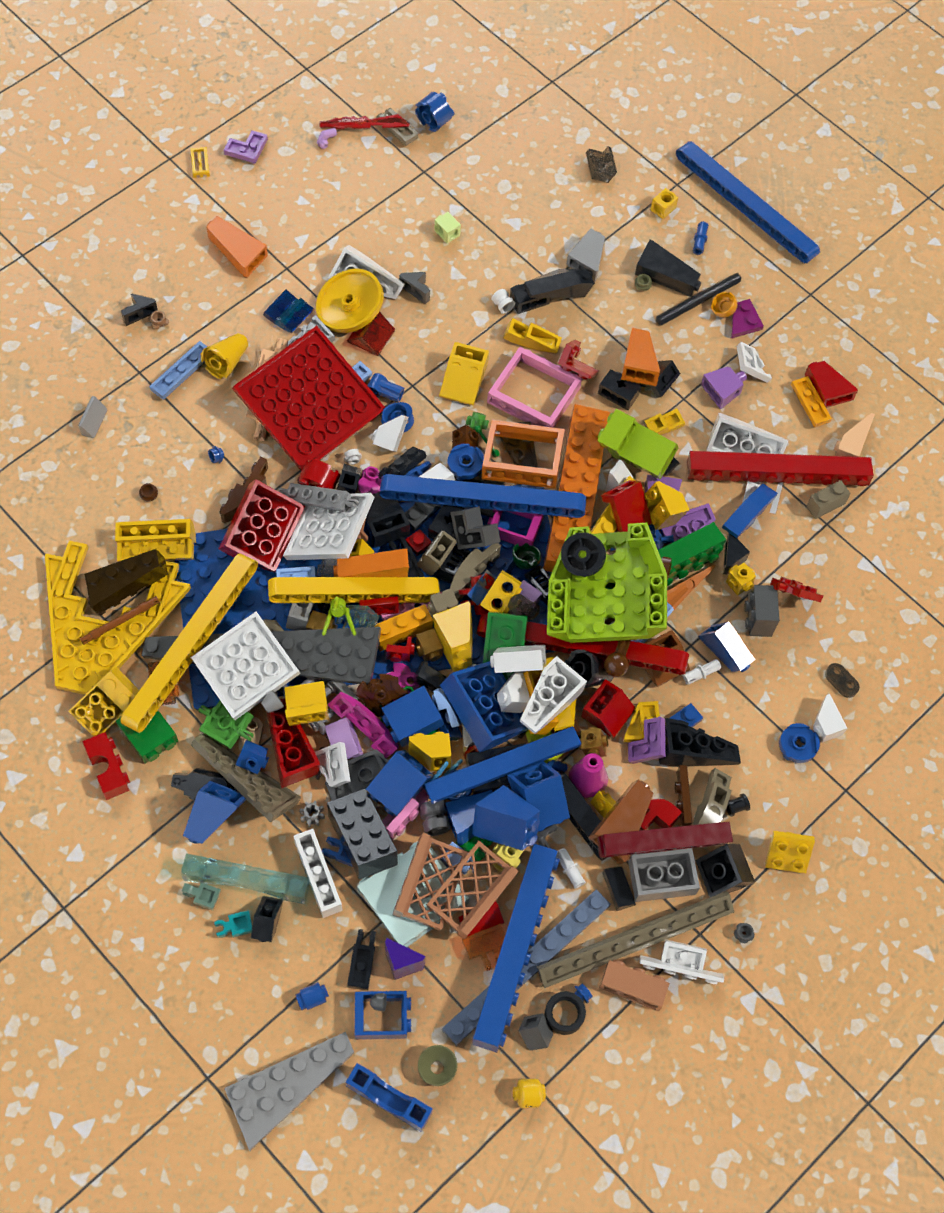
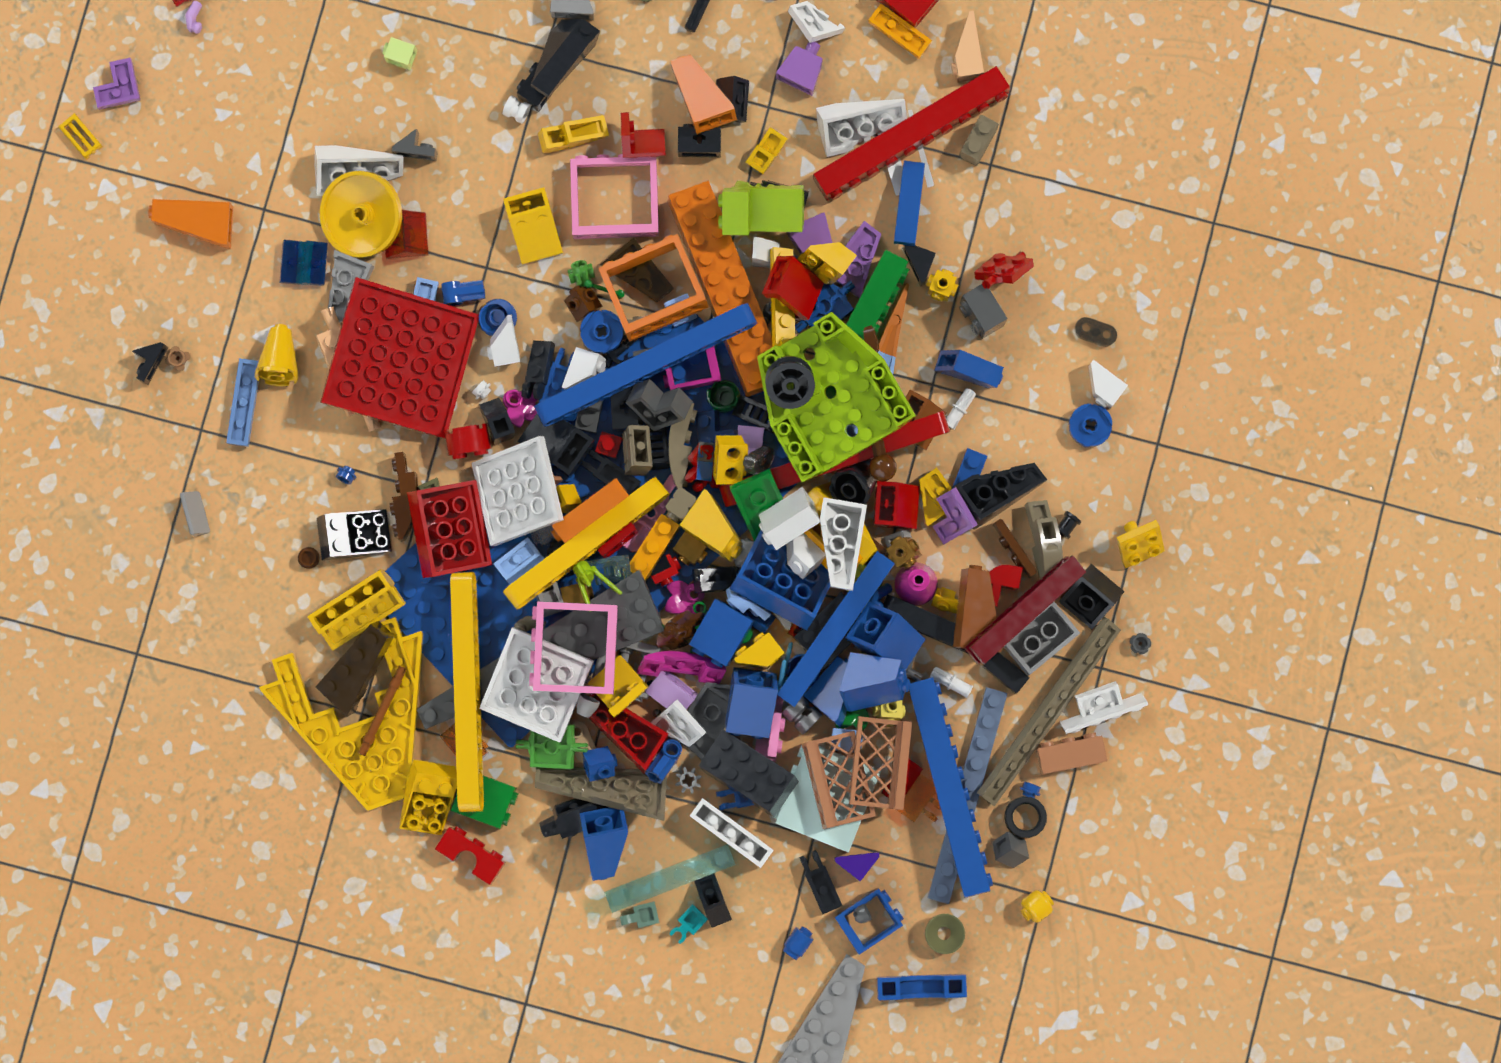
camera: 25 degrees left, 20 degrees up
(191, 494) = (353, 534): none -> slope
(299, 692) = (537, 637): none -> bright pink window
(301, 786) = (664, 762): none -> blue piece
(320, 497) = (484, 465): light grey plate -> none

